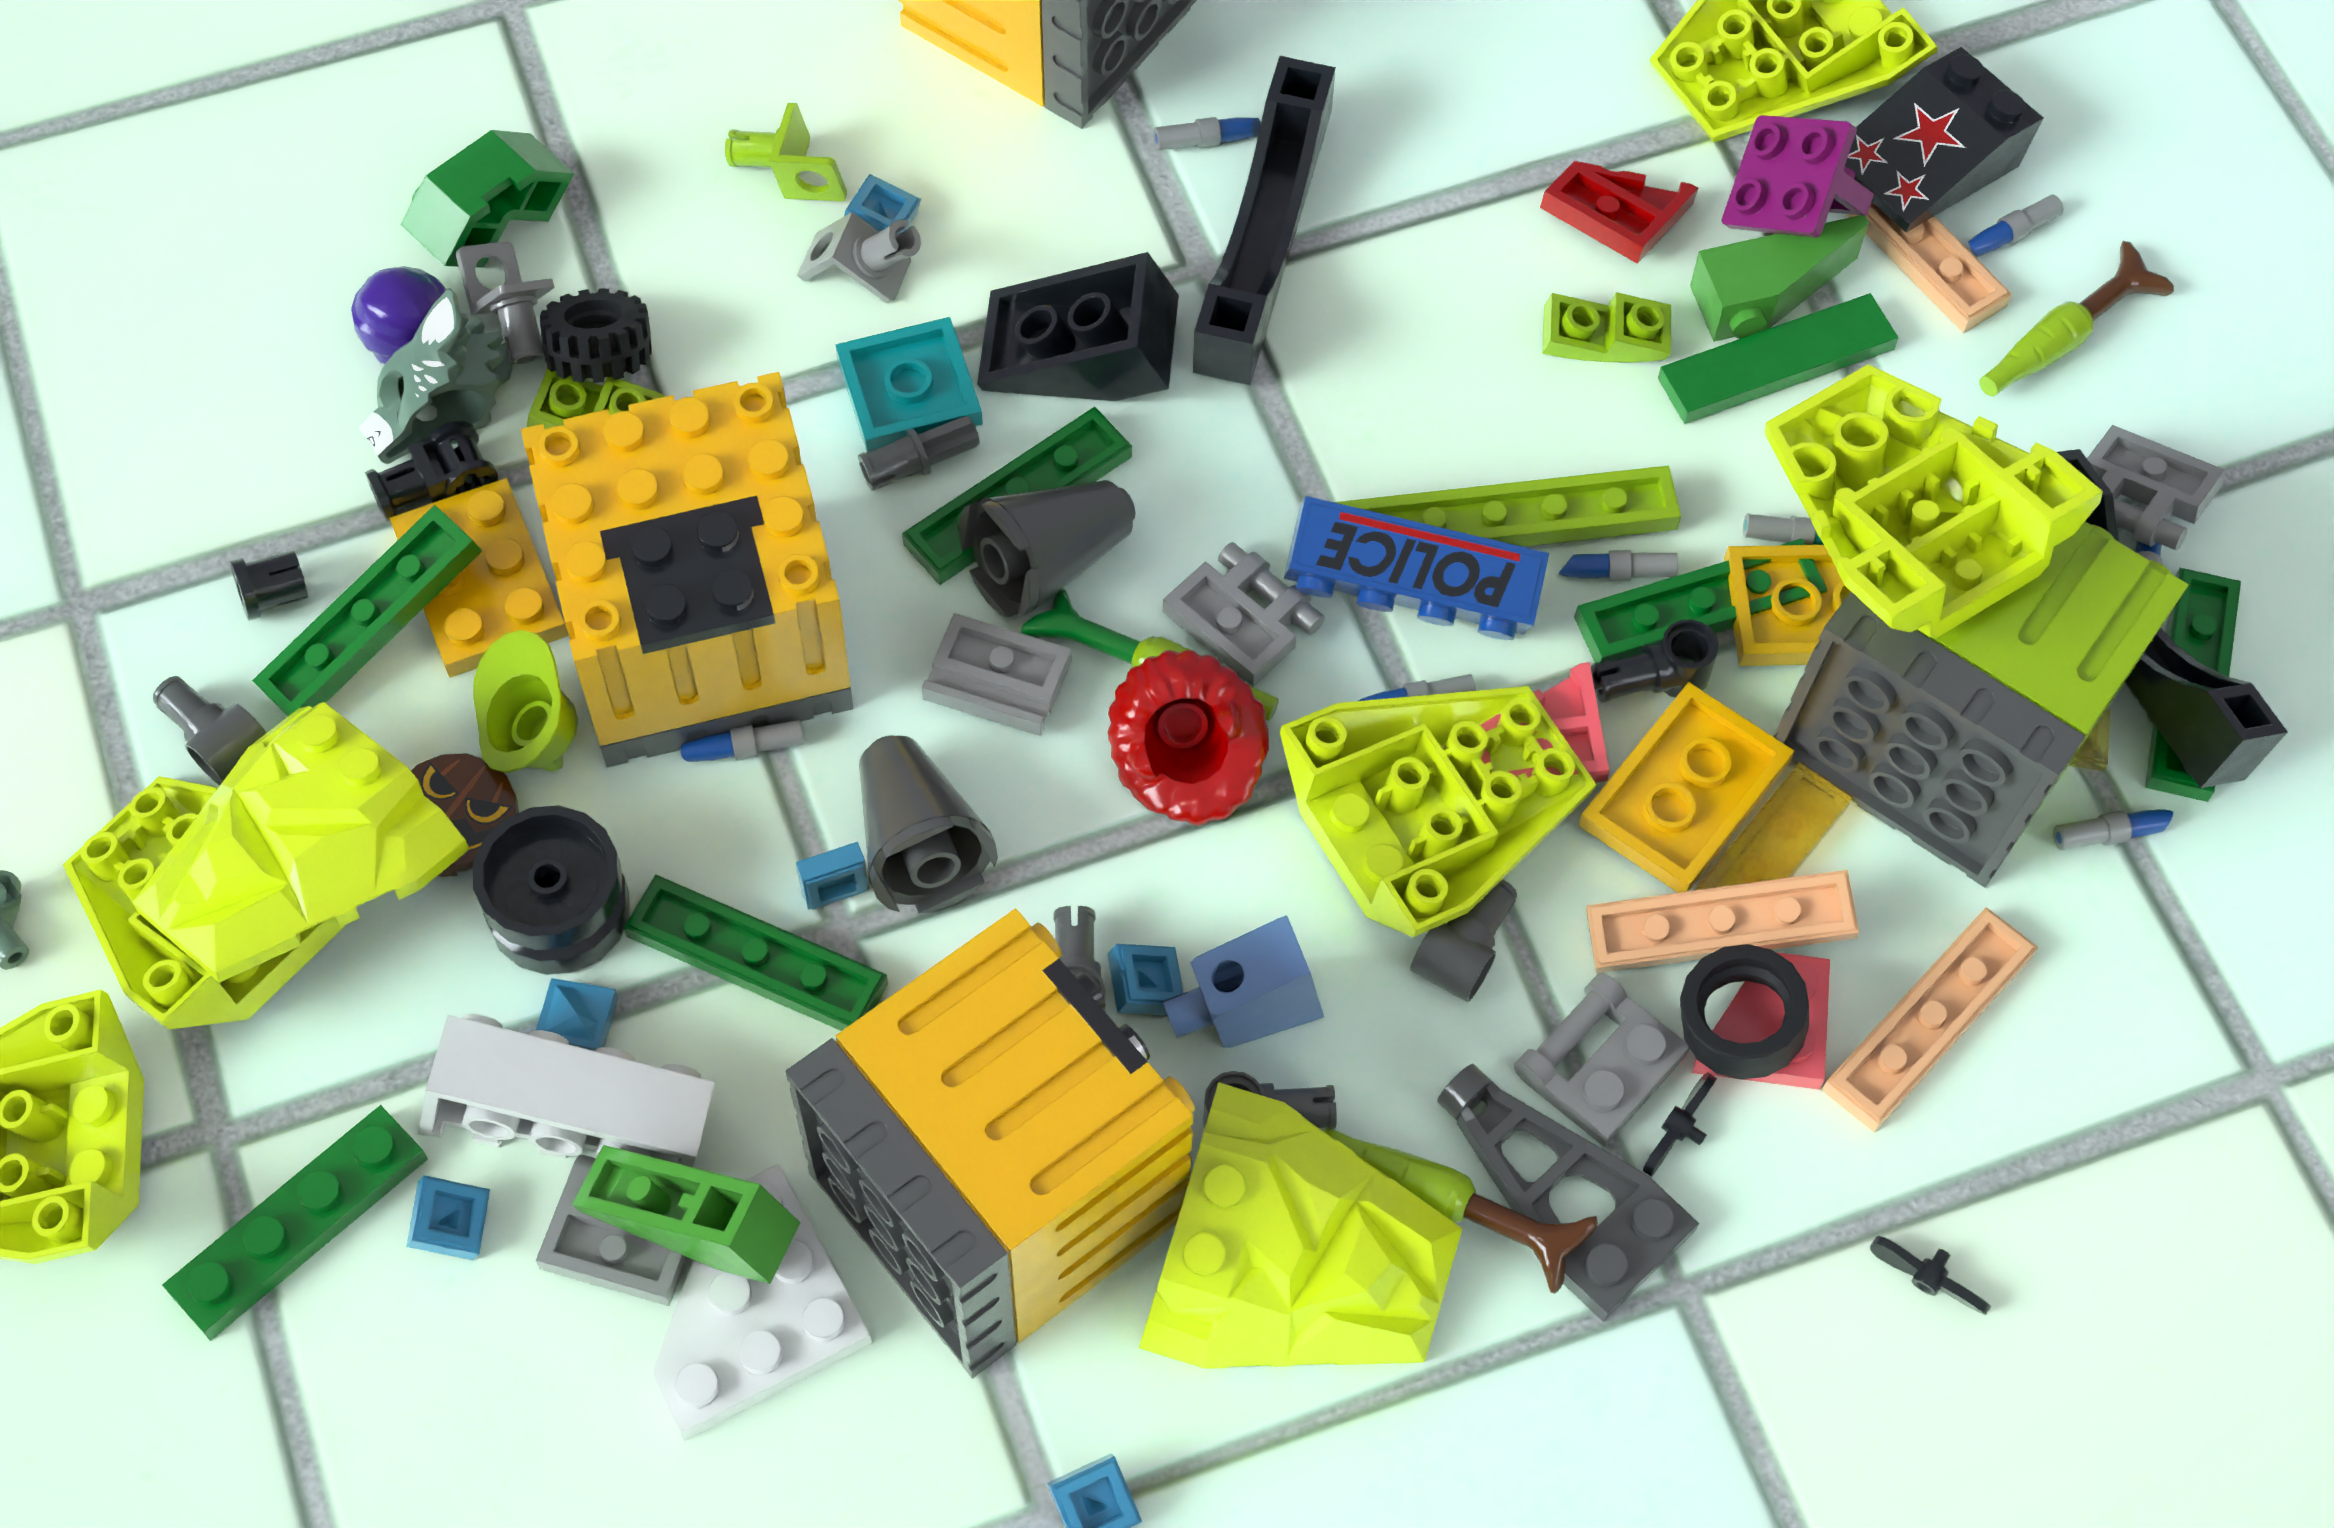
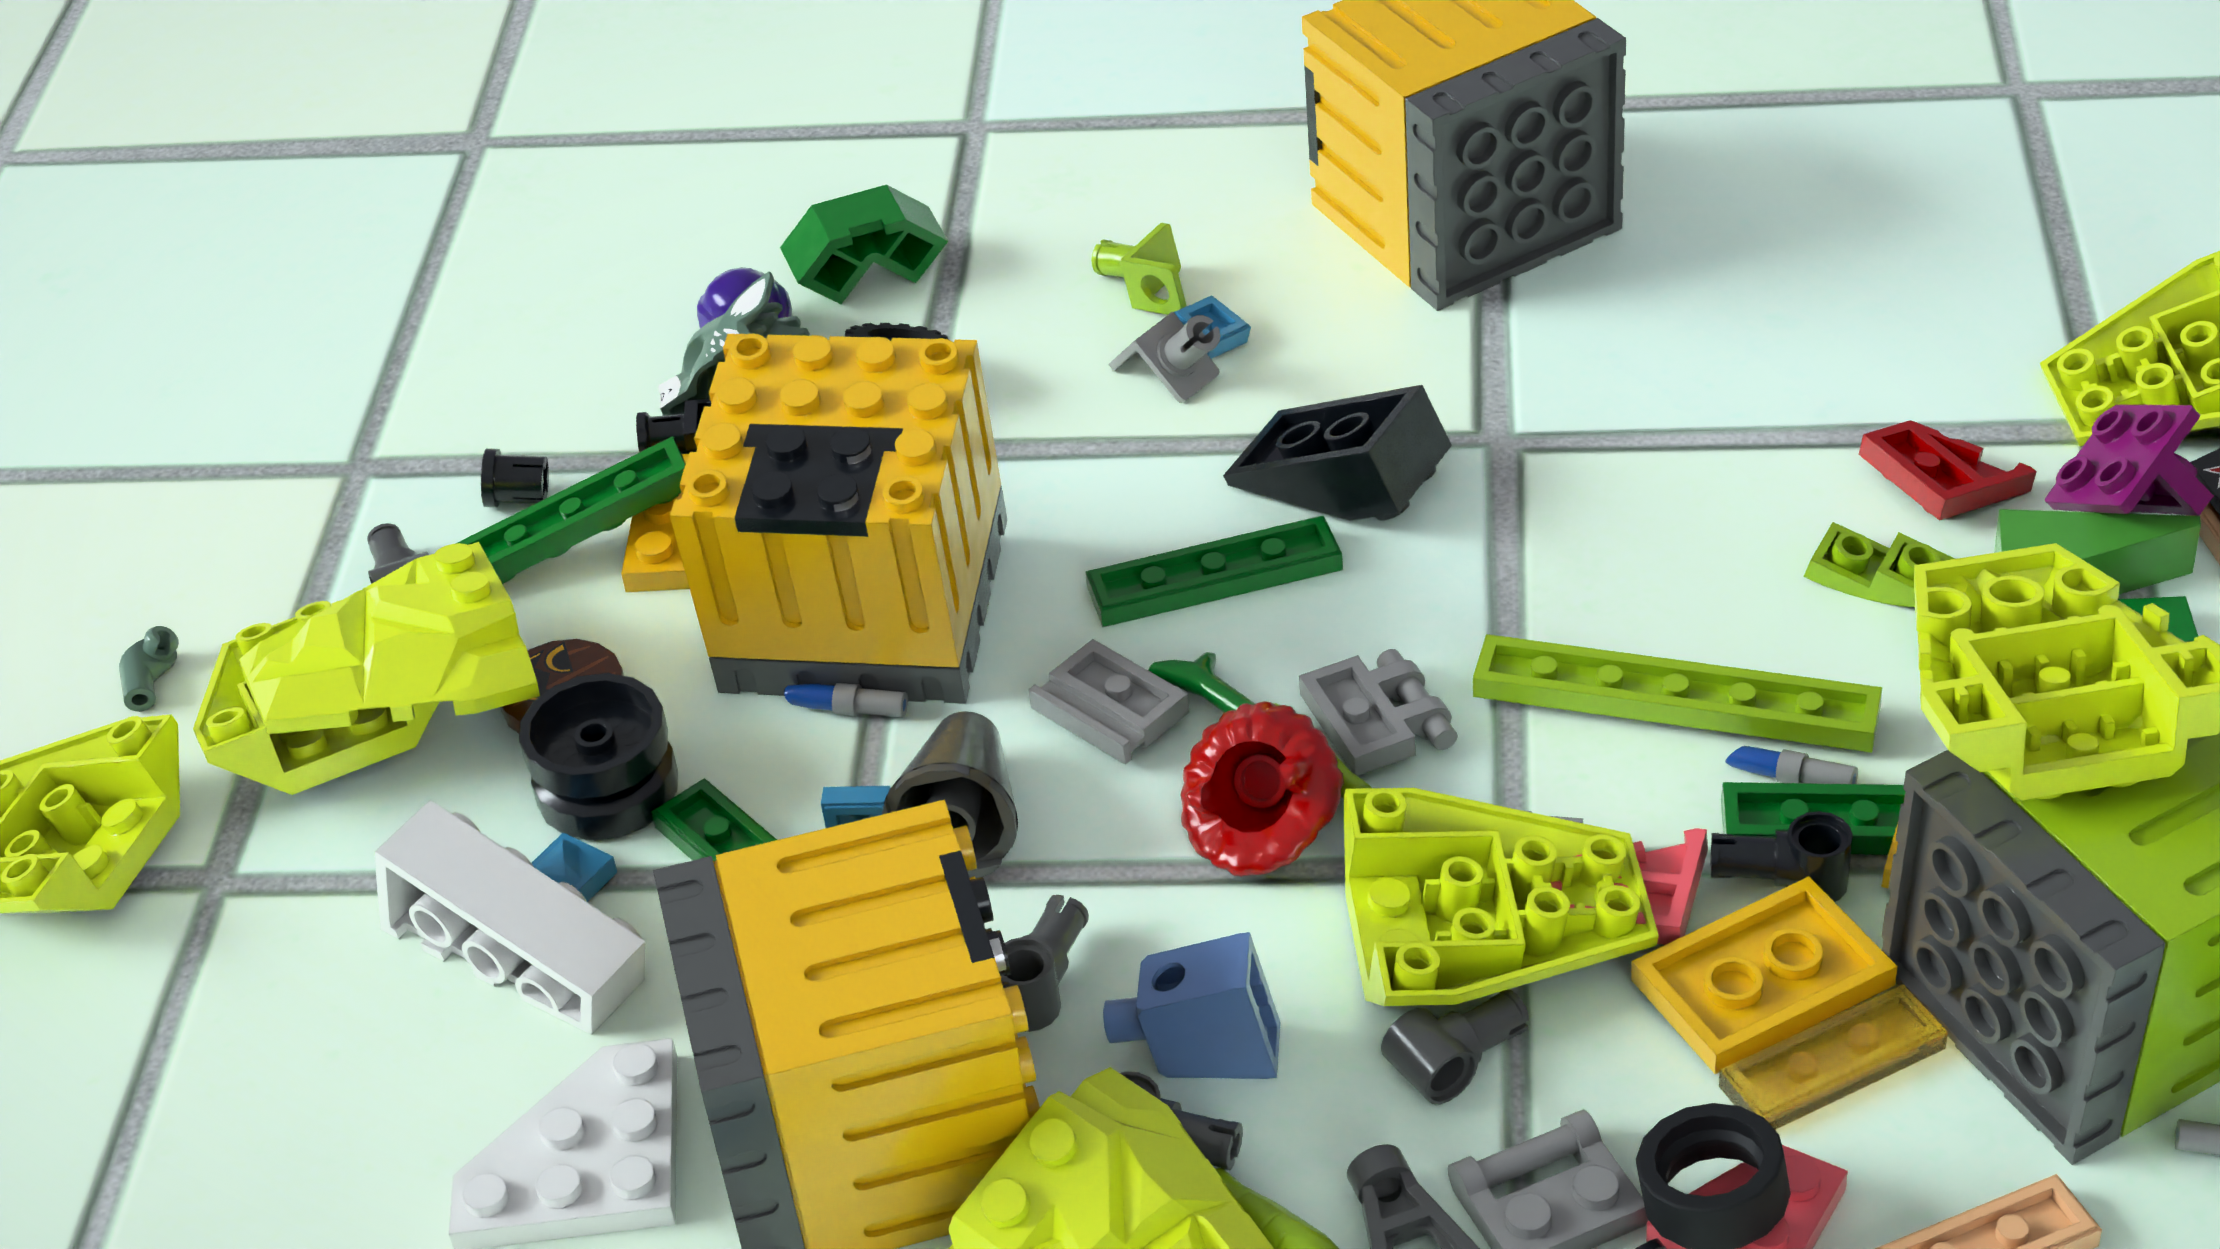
camera: 30 degrees right, 20 degrees down
(295, 1222) = (231, 963): green plate -> none
(448, 1217) = (357, 994): dark azure tile -> none
(510, 301) = (835, 312): light grey bracket -> none
(520, 705) = (659, 622): lime piece -> none
(604, 1254) = (489, 1065): light grey plate -> none
(690, 1211) = (560, 1038): bright green slope -> none
(907, 381) = (1160, 464): teal tile -> none
(917, 452) = (1138, 513): dark grey axle -> none
(1041, 540) = (1210, 597): dark grey cone -> none
(1144, 977) = (1102, 977): dark azure tile -> none
(1205, 132) = (1553, 332): light grey piece -> none
(1252, 268) = (1501, 463): black arch -> none
(1415, 567) = (1562, 703): blue brick -> none
(1705, 920) = (1799, 1102): light nougat tile -> none

